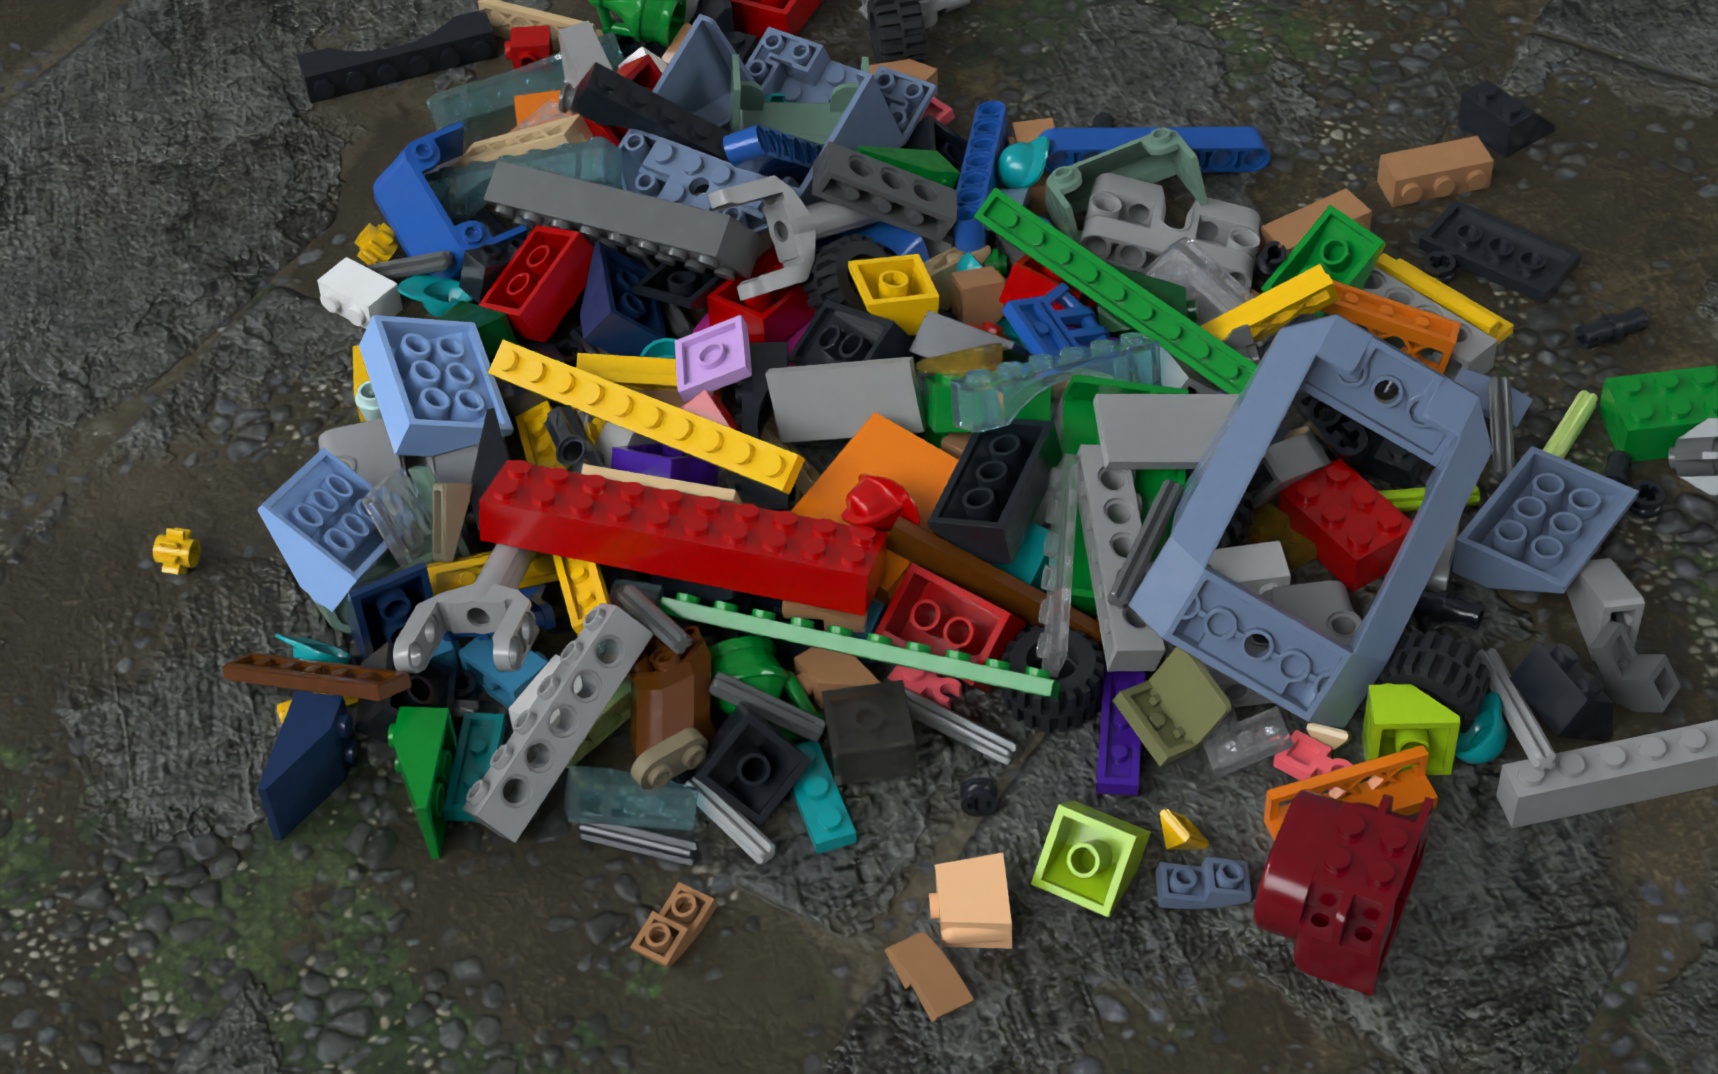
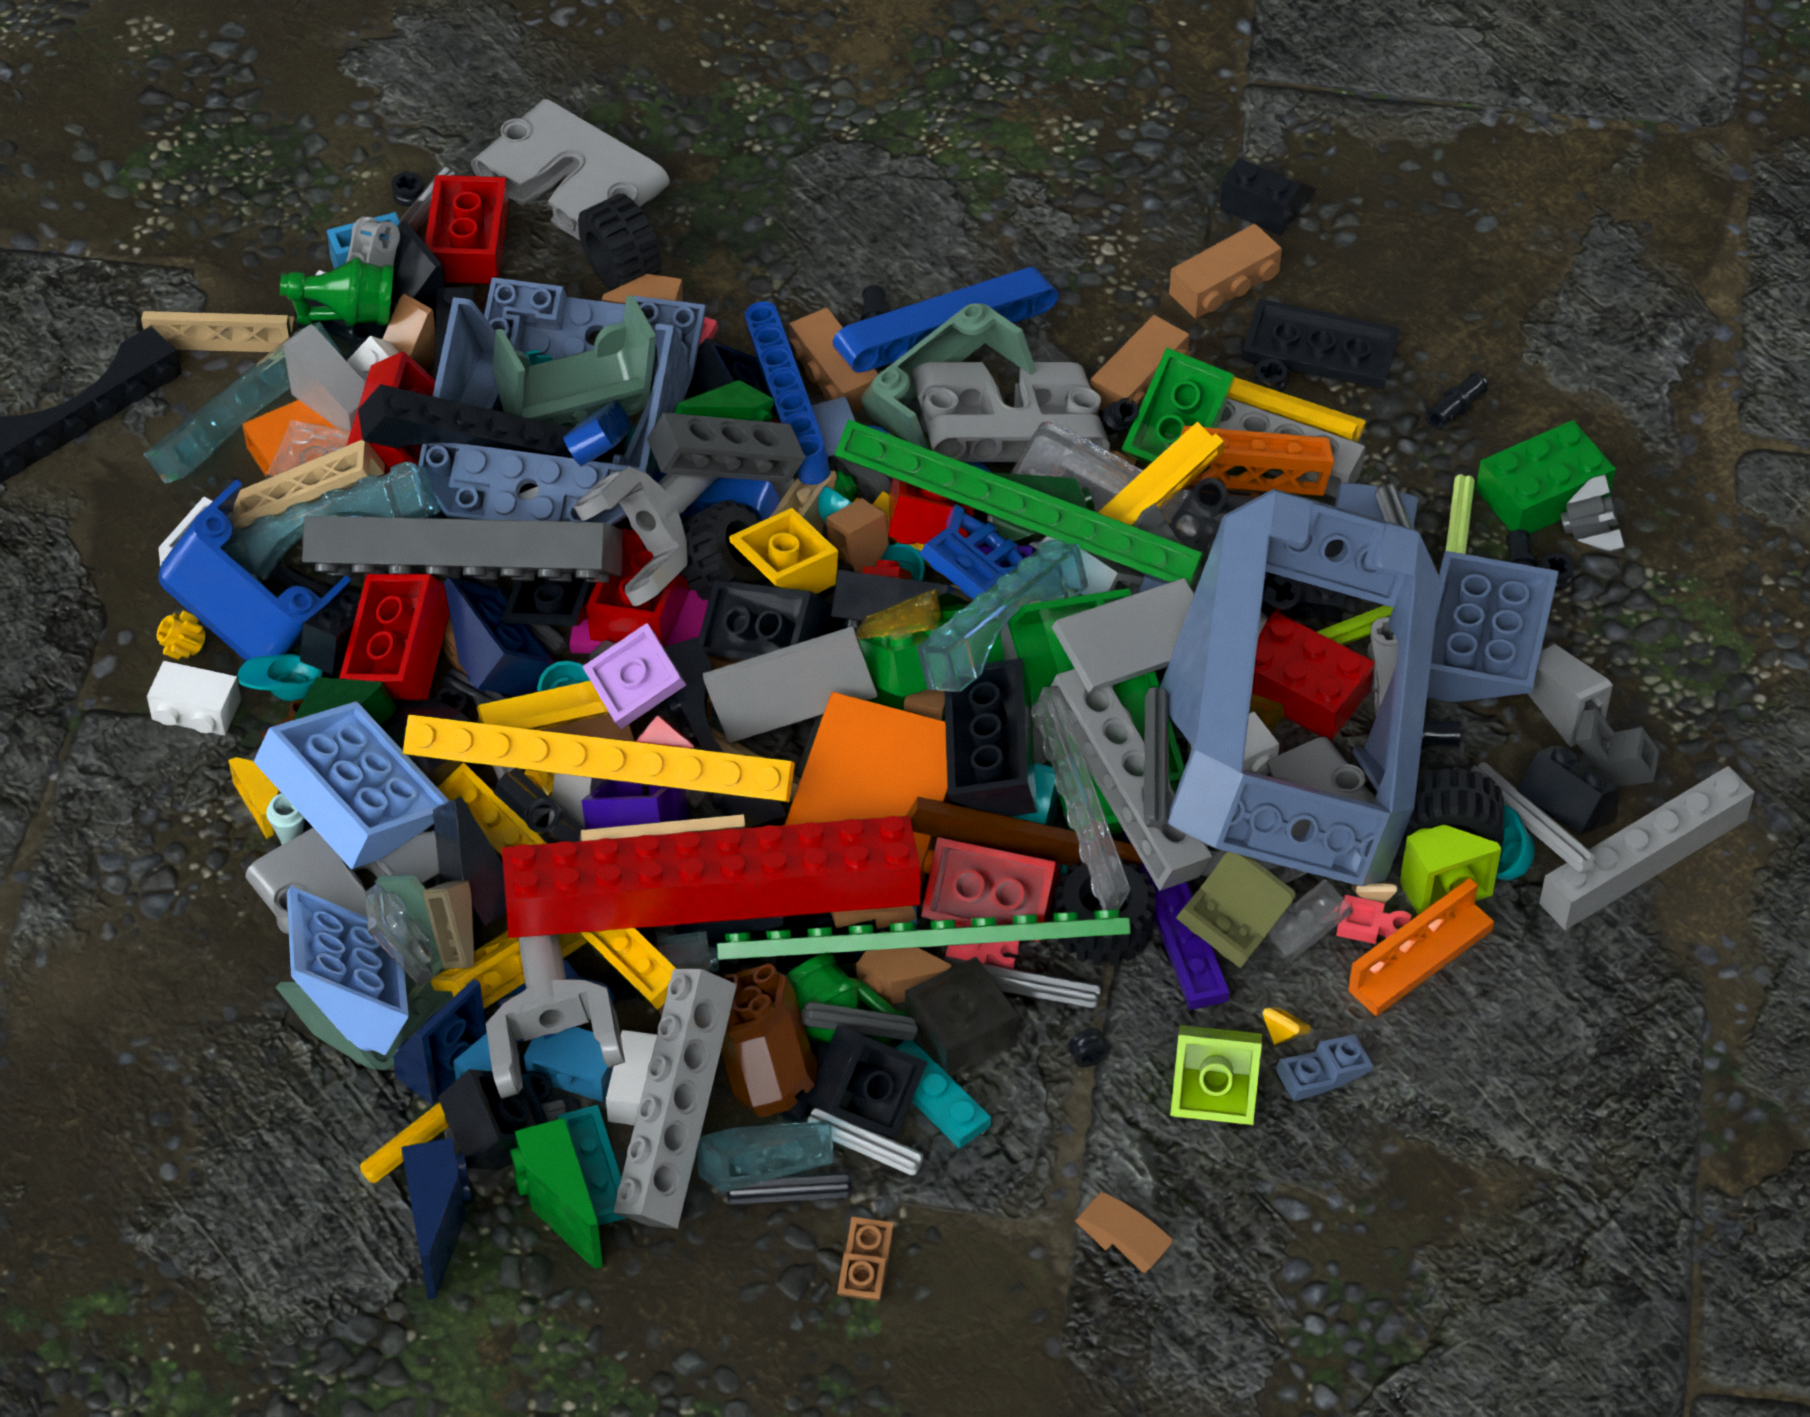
camera: 25 degrees left, 5 degrees up
(176, 551) = (163, 1036): yellow gear -> none
(316, 650) = (374, 1105): teal cap -> none
(317, 676) = (404, 1125): reddish brown tile -> none
(414, 265) = (241, 650): dark grey axle -> none
(528, 45) = (220, 358): red brick -> none
(566, 98) = (327, 417): dark grey bush -> none
(654, 619) = (728, 968): dark grey axle -> none
(669, 758) = (794, 1110): dark tan plate -> none
(878, 504) = (890, 789): red piece -> none
(972, 903) = (1132, 1151): light nougat torso -> none
(1023, 163) = (830, 369): teal cap -> none
(1341, 884) = (1455, 1031): dark red brick -> none

